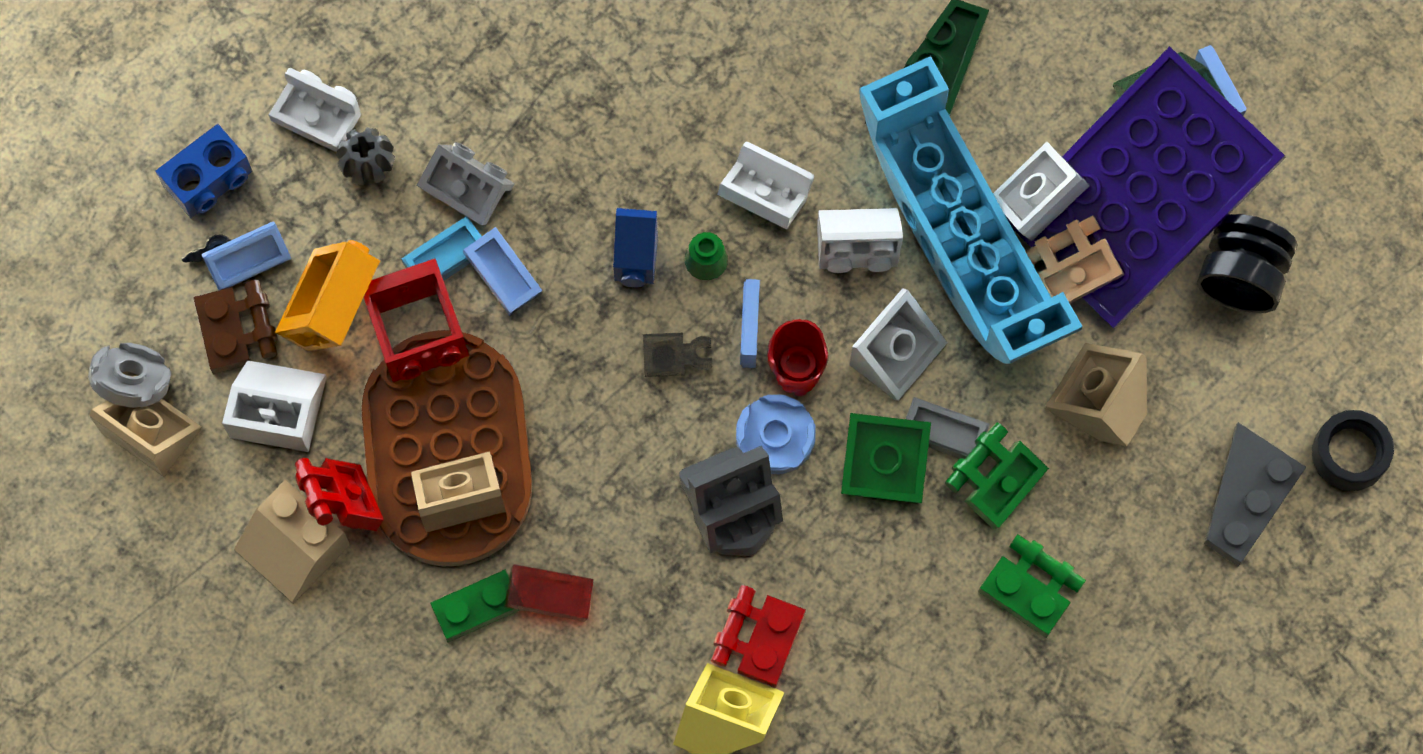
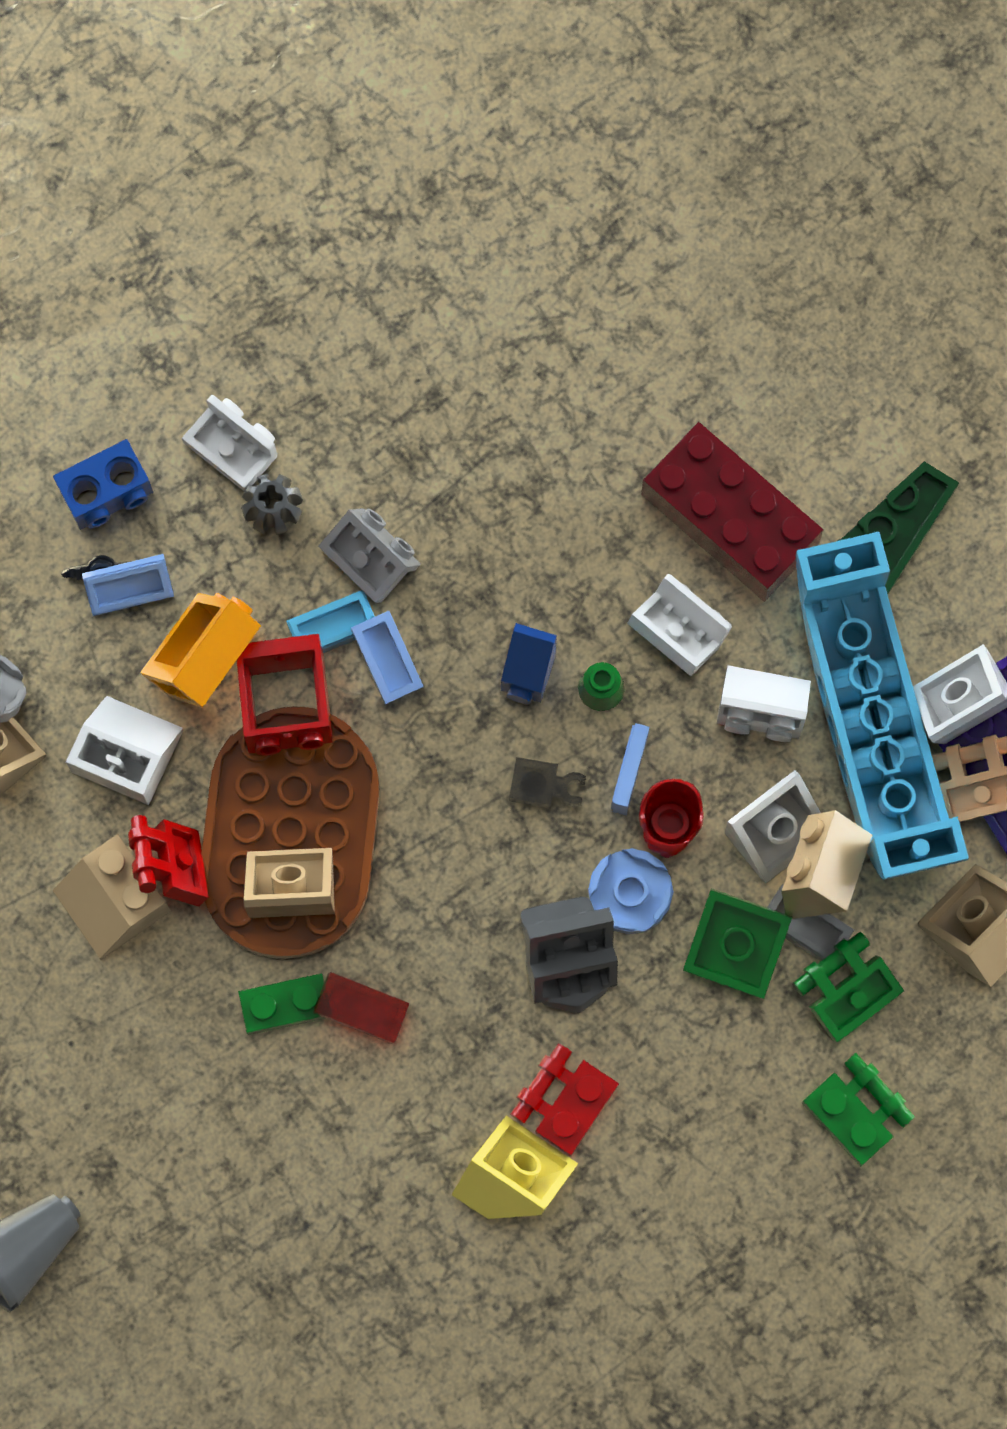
camera: 15 degrees right, 5 degrees up
(223, 330) = (89, 656): reddish brown plate -> none
(788, 76) = (730, 511): none -> dark red brick
(951, 366) = (824, 865): none -> tan slope

